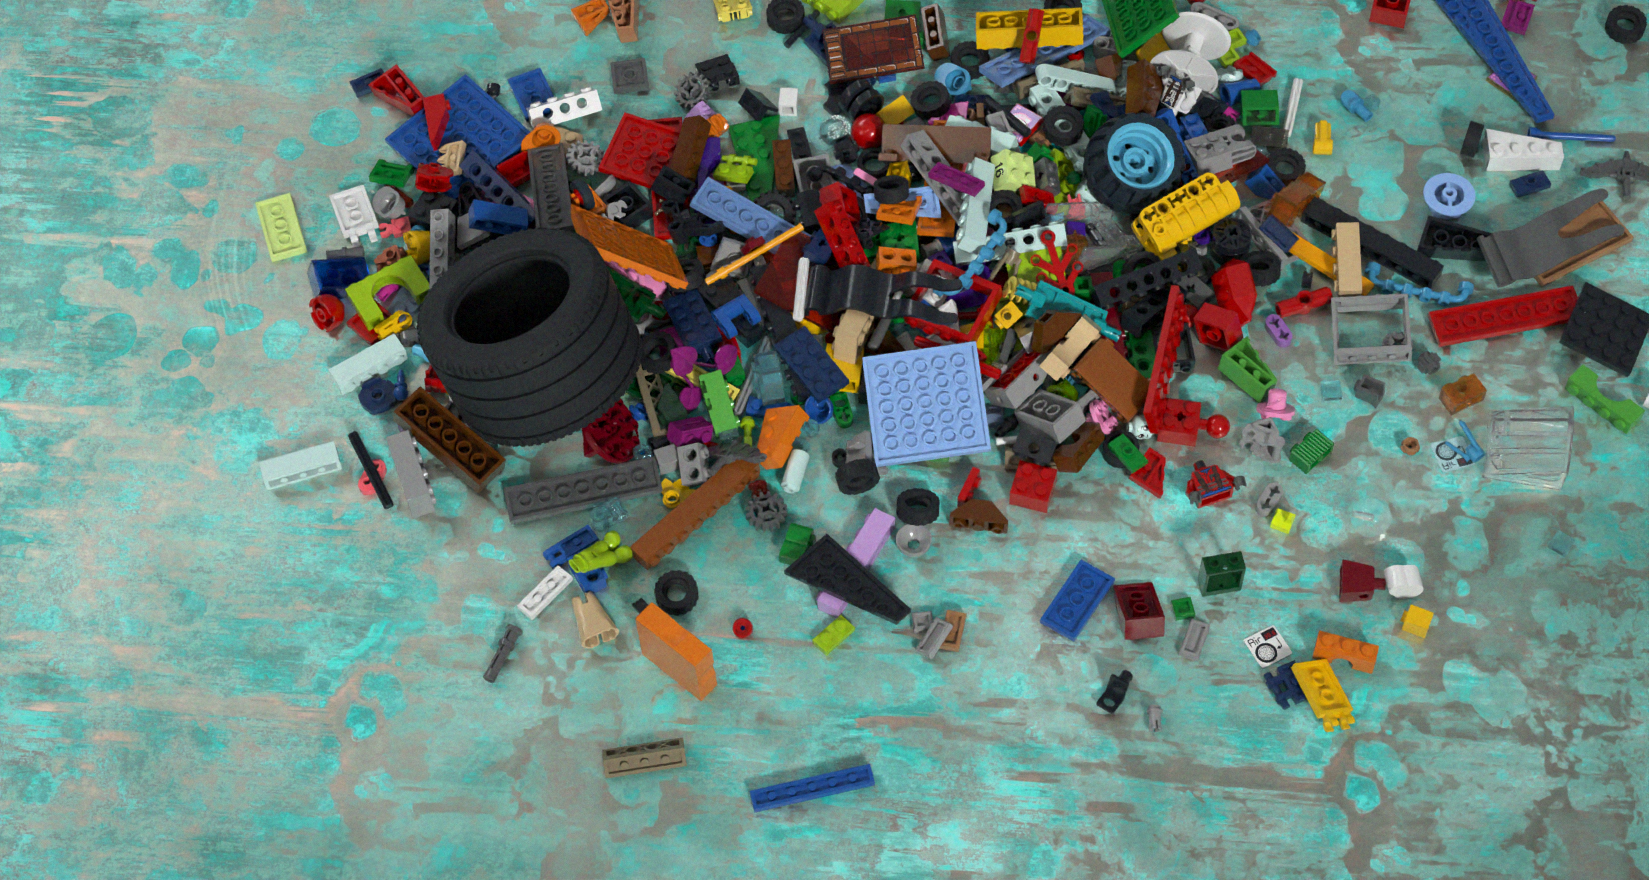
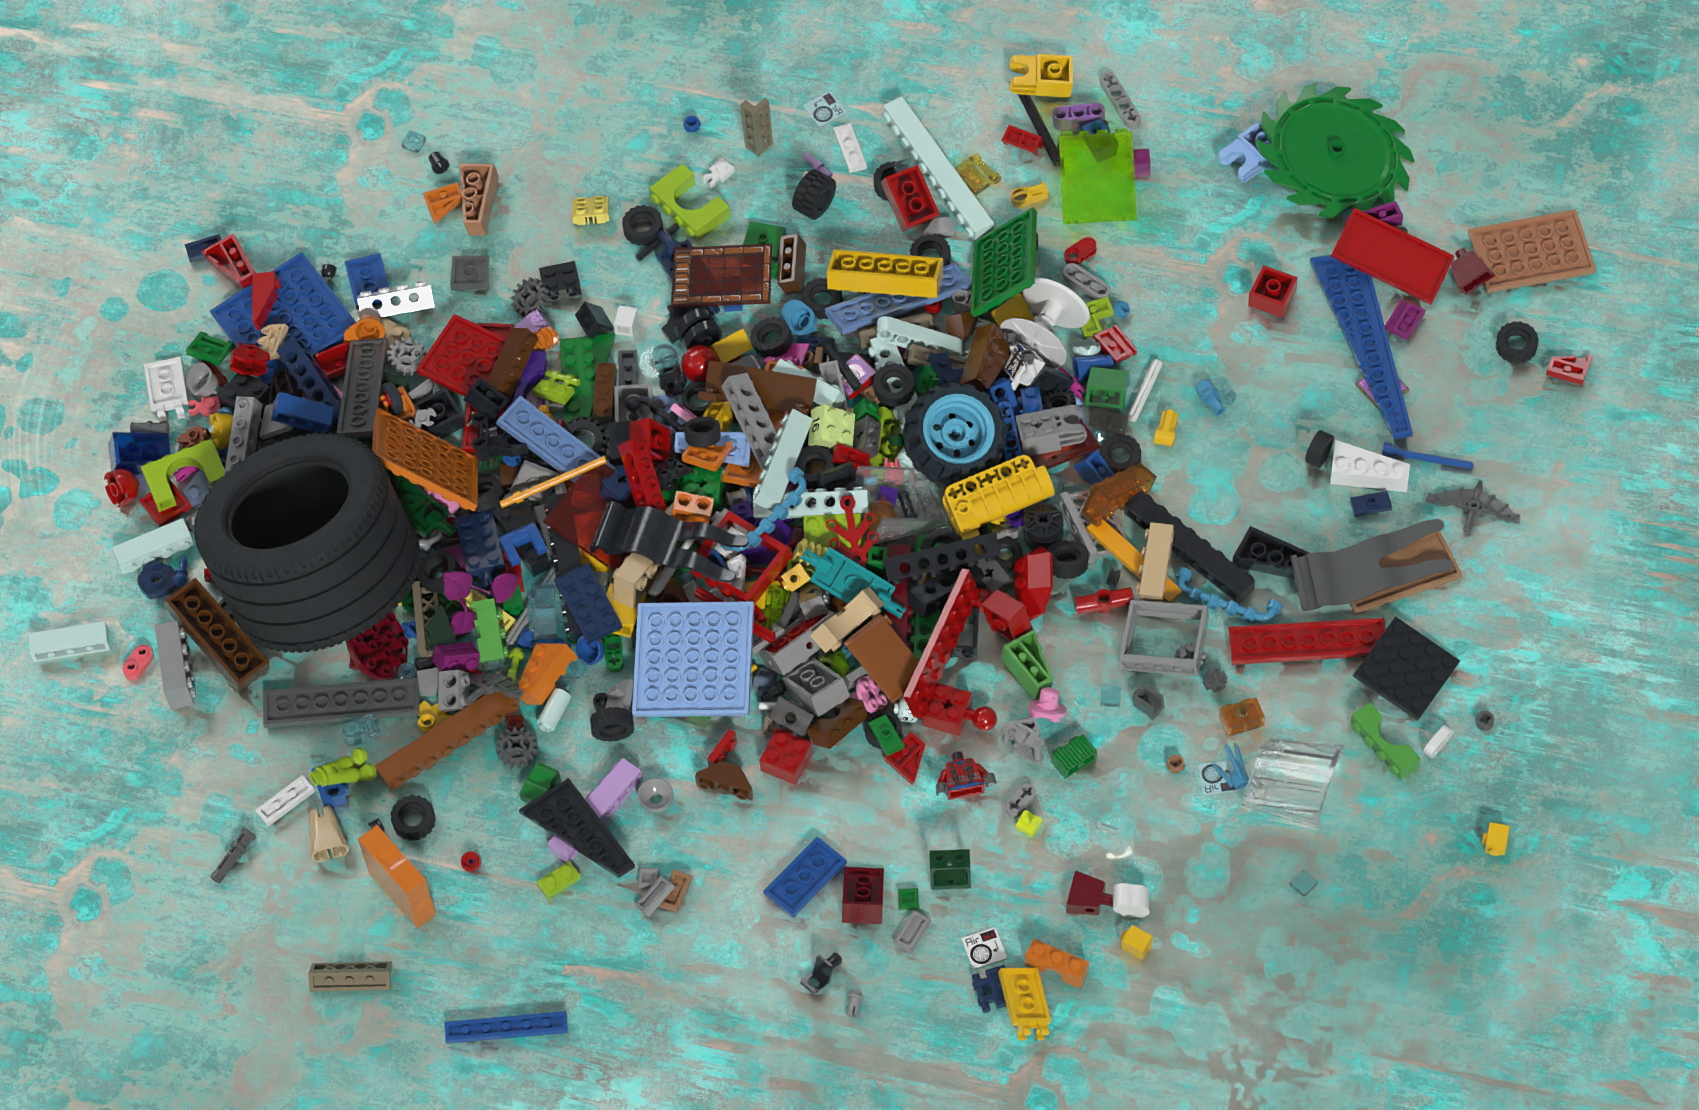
camera: 10 degrees right, 0 degrees up
(281, 227) = (91, 391): yellowish green tile -> none
(370, 470) = (136, 655): black axle -> none
(391, 325) = (180, 509): yellow piece -> none
(570, 545) = (319, 756): blue plate -> none
(752, 244) = (552, 471): dark red plate -> none
(801, 288) = (592, 524): white axle -> none
(917, 497) = (666, 772): black tyre -> none
(956, 179) = (766, 430): magenta tile -> none
(1009, 257) = (806, 518): dark tan plant -> none
(1034, 25) = (884, 272): red piece -> none
(1051, 328) = (833, 597): reddish brown slope -> none
(1276, 331) = (1076, 625): medium lavender beam -> none
(1278, 233) = (1092, 525): dark blue plate -> none
(1448, 195) = (1279, 506): light blue piece -> none

